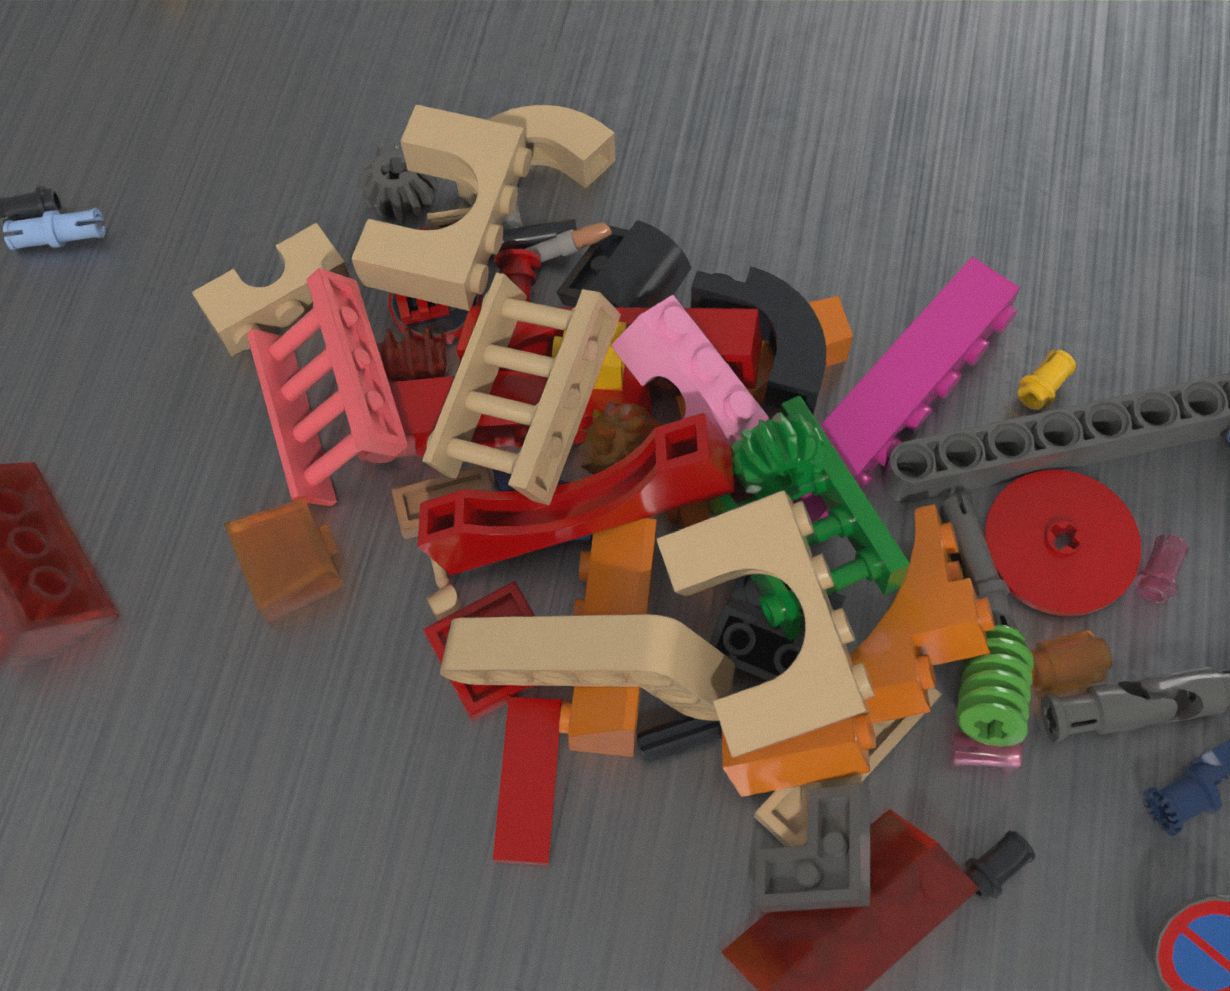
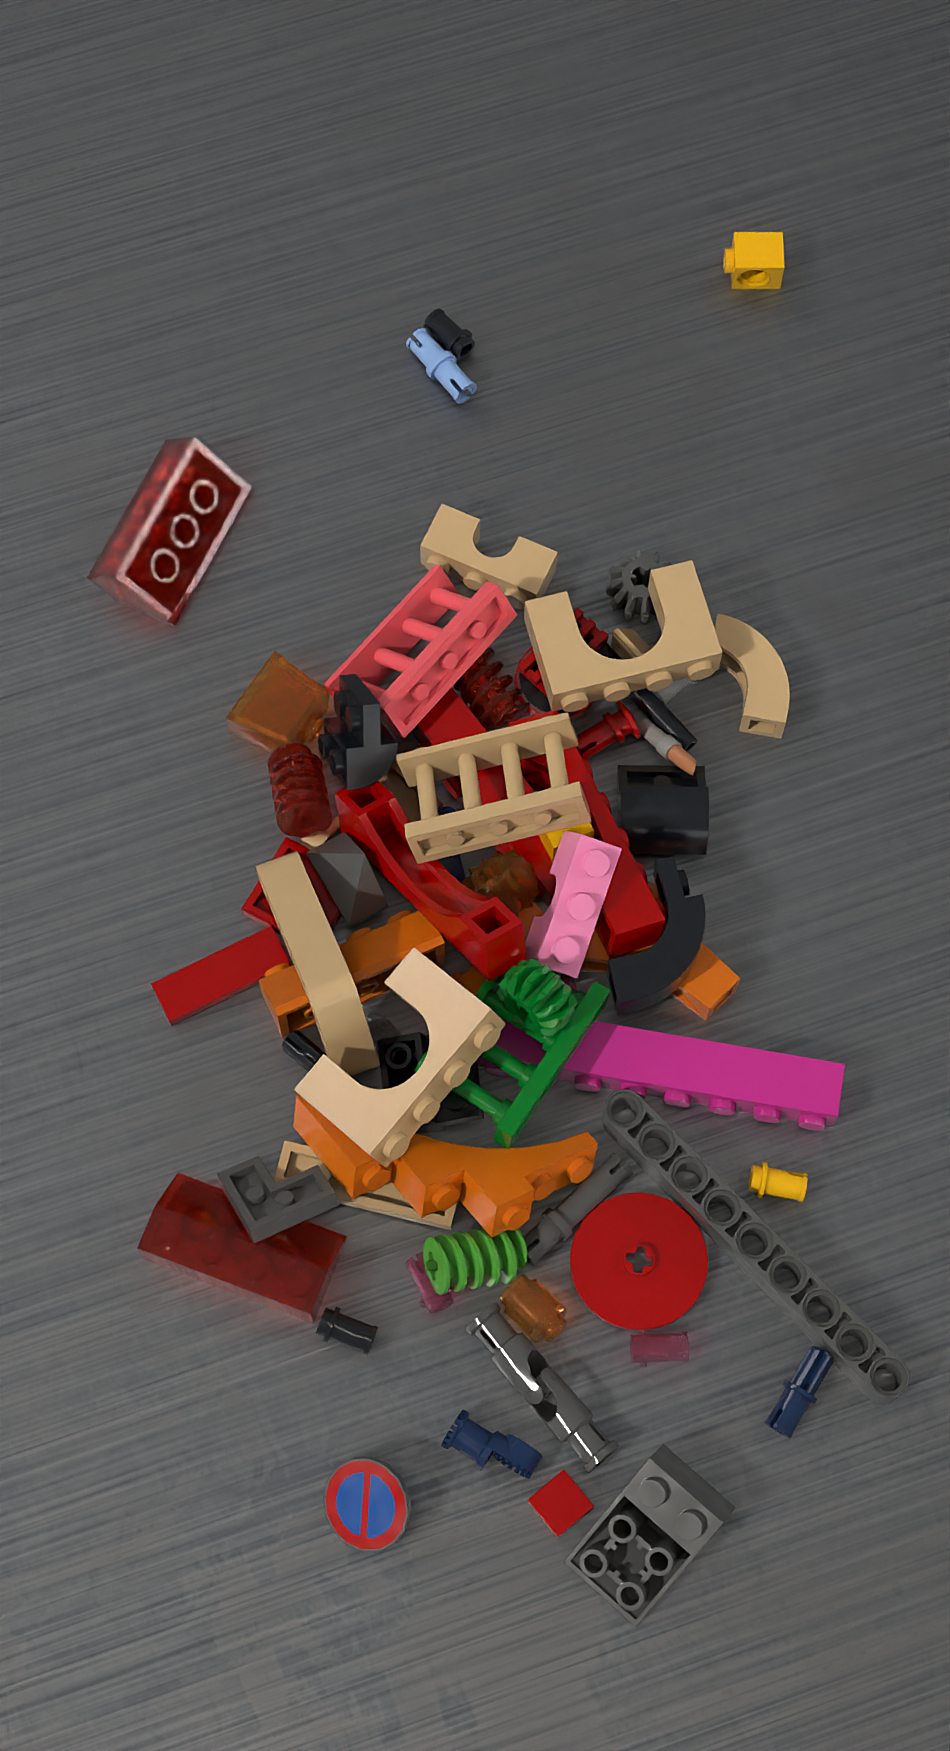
camera: 55 degrees right, 5 degrees up
(372, 491) = (356, 740): none -> black brick
(388, 583) = (299, 791): none -> clear red piece
(509, 587) = (348, 879): none -> dark grey slope

